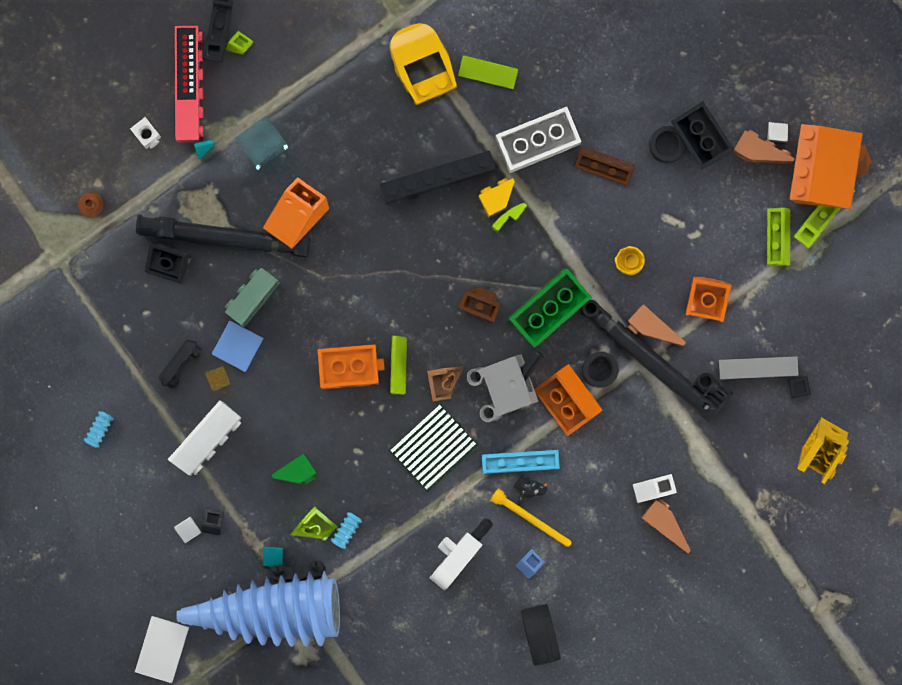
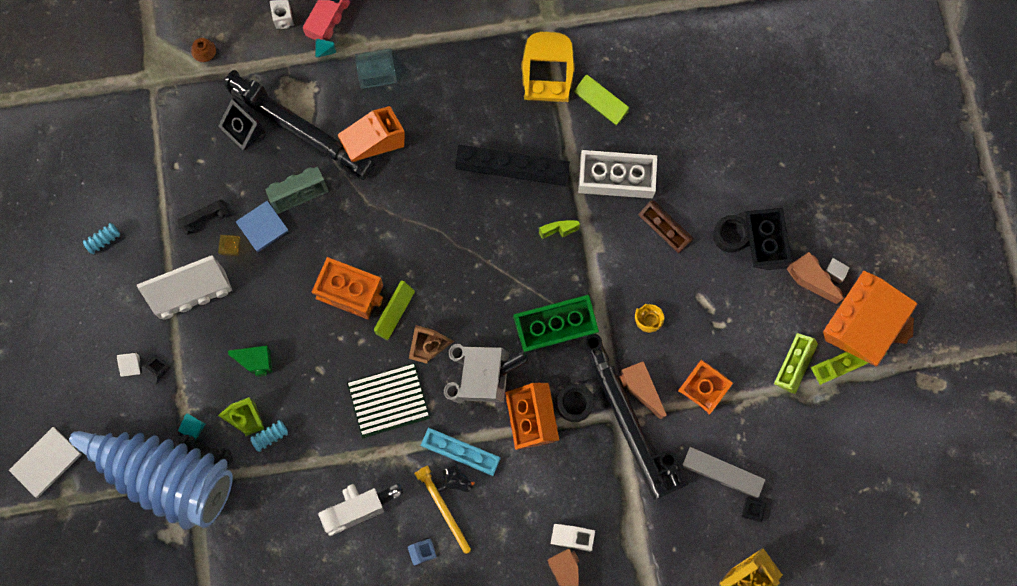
camera: 30 degrees right, 10 degrees down
(480, 303) = (494, 292): reddish brown slope -> none
(496, 199) = (556, 208): yellow slope -> none

